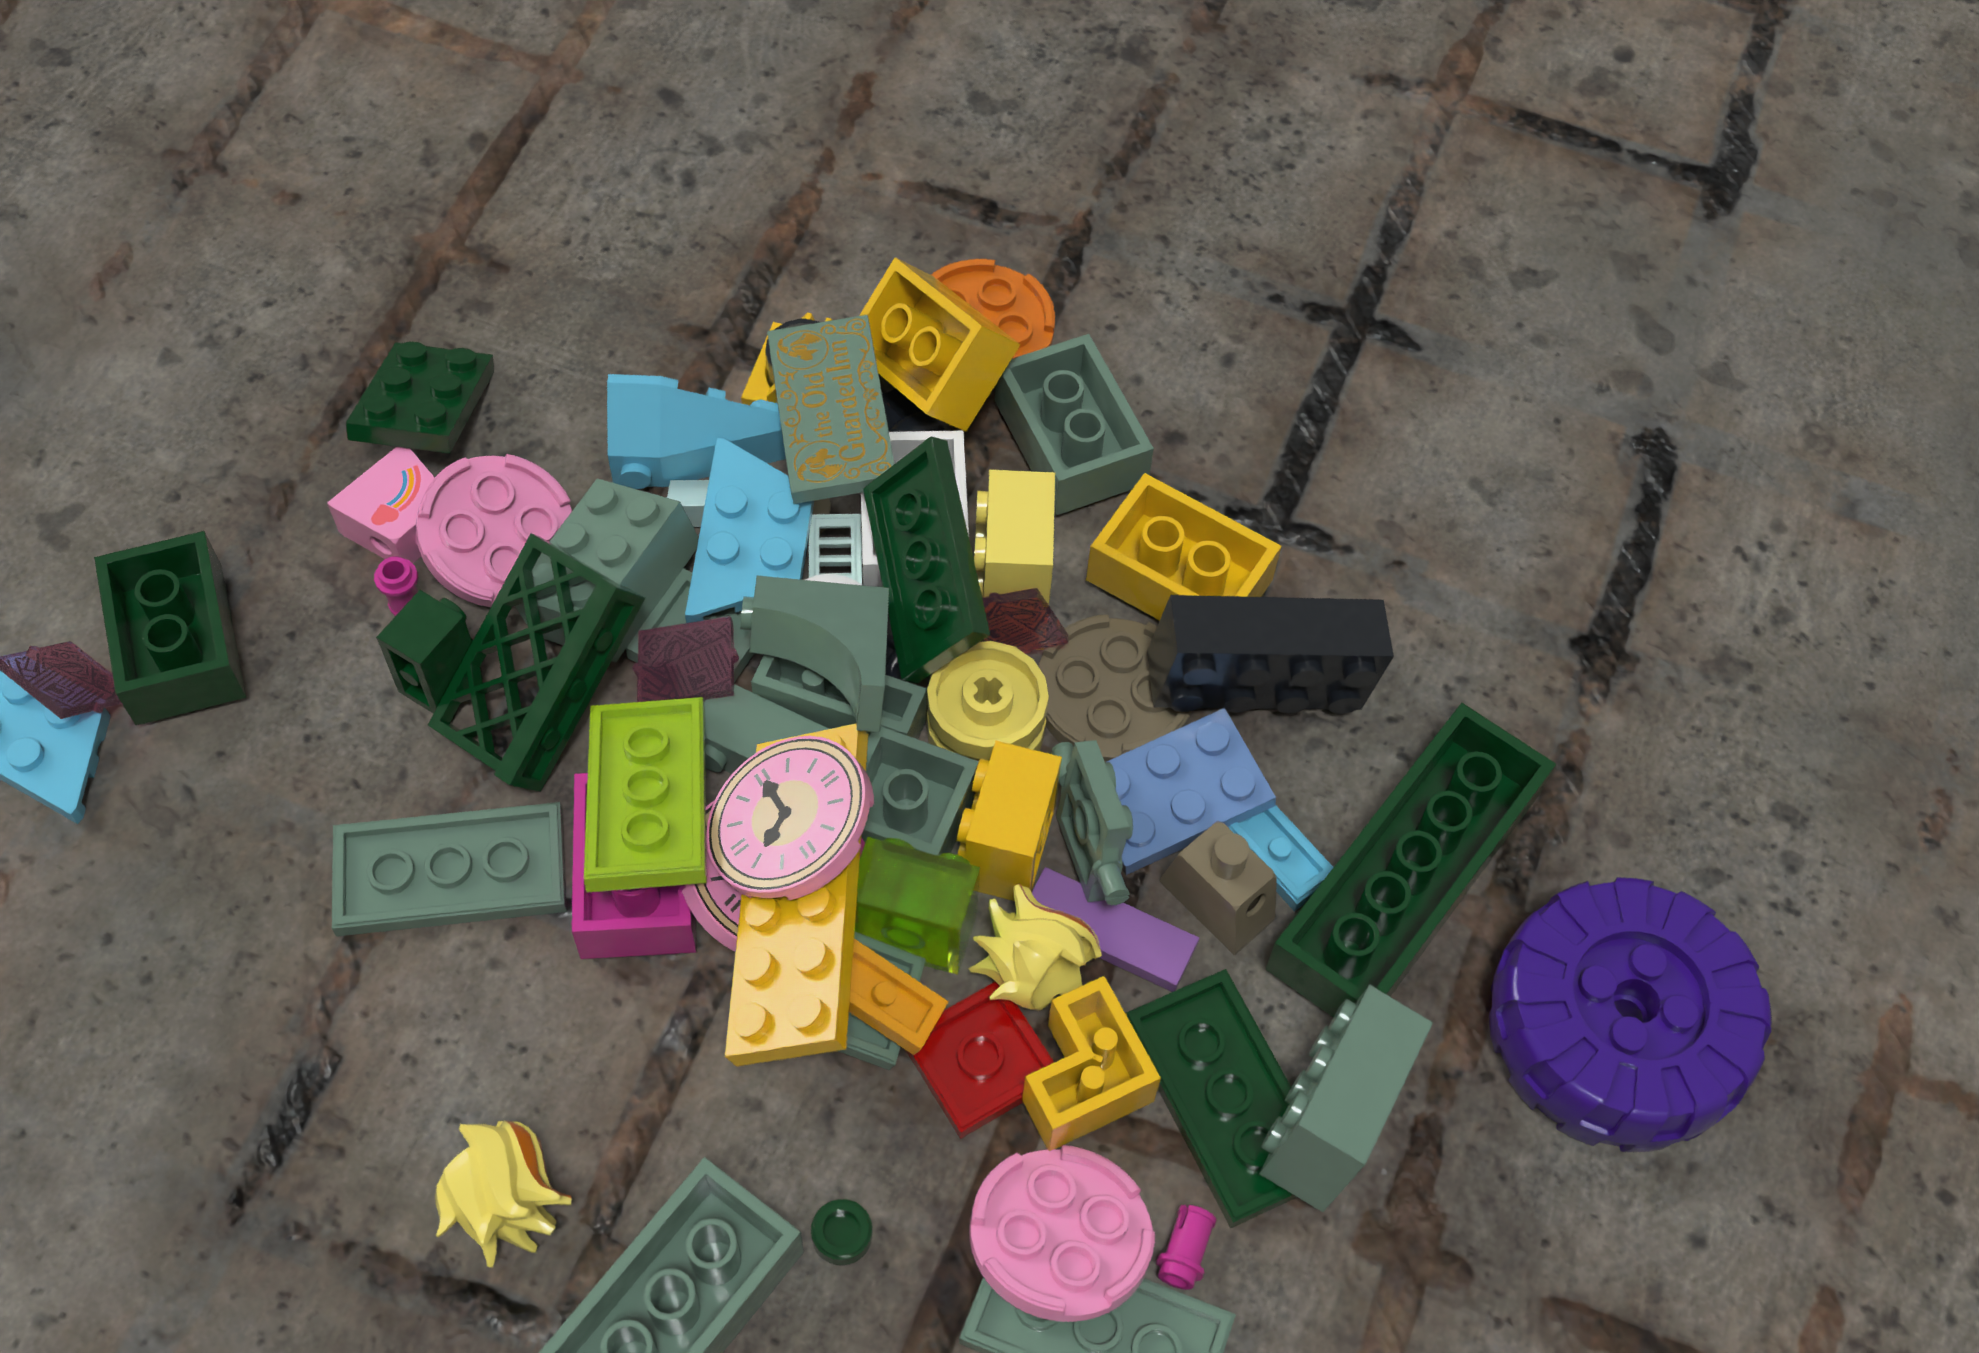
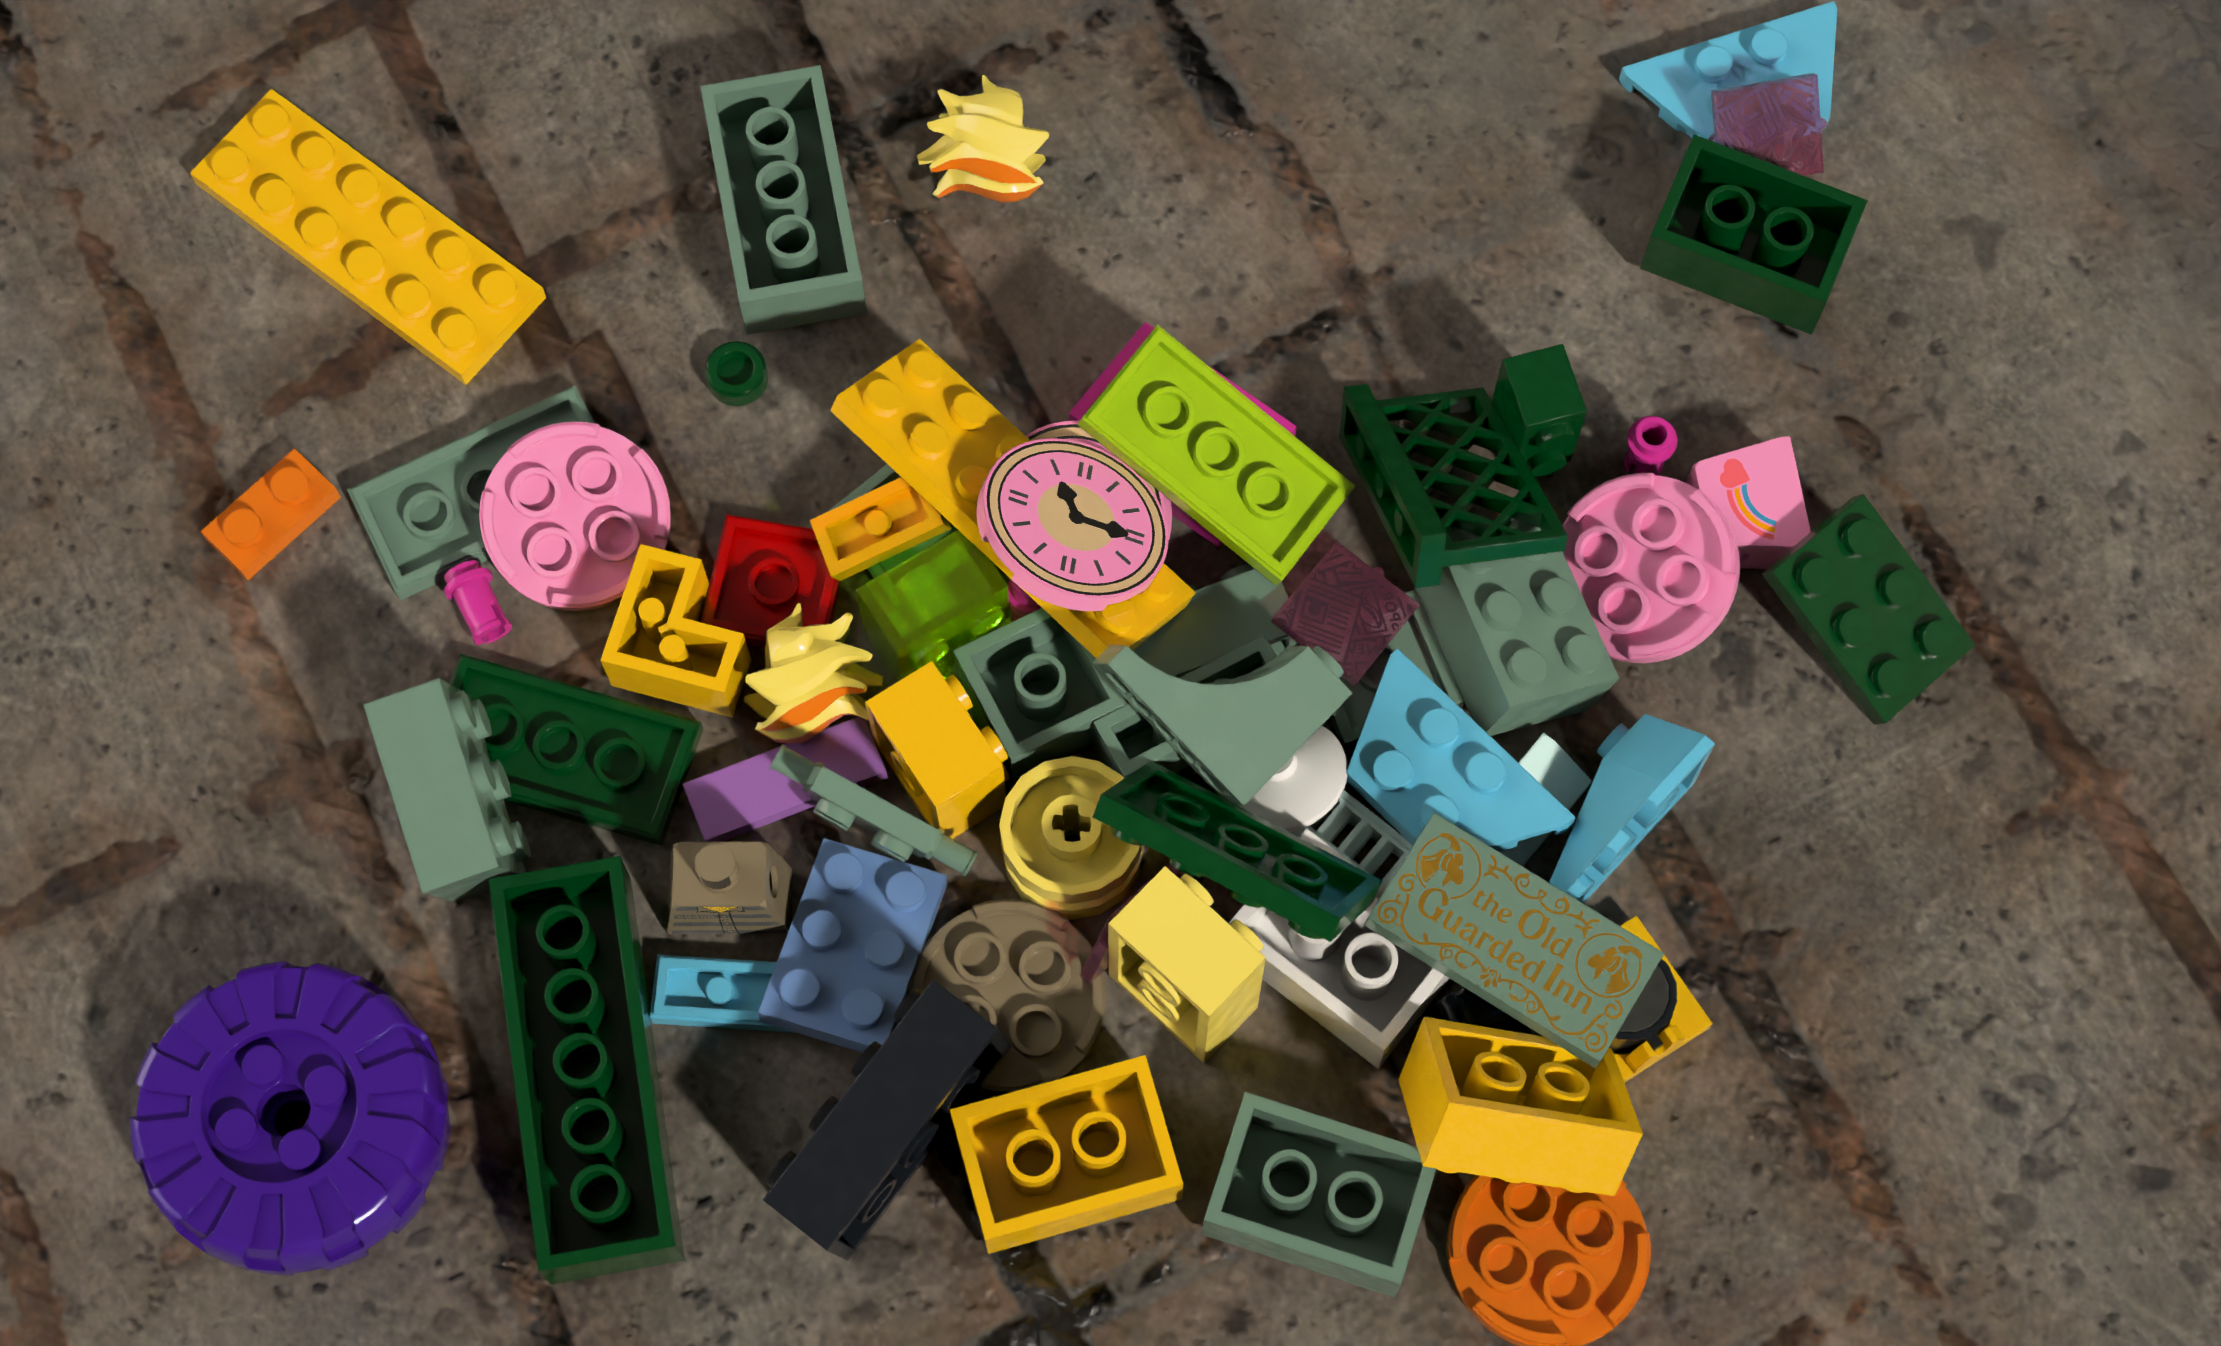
camera: 135 degrees right, 10 degrees up
(448, 869) = (1324, 311): sand green tile -> none

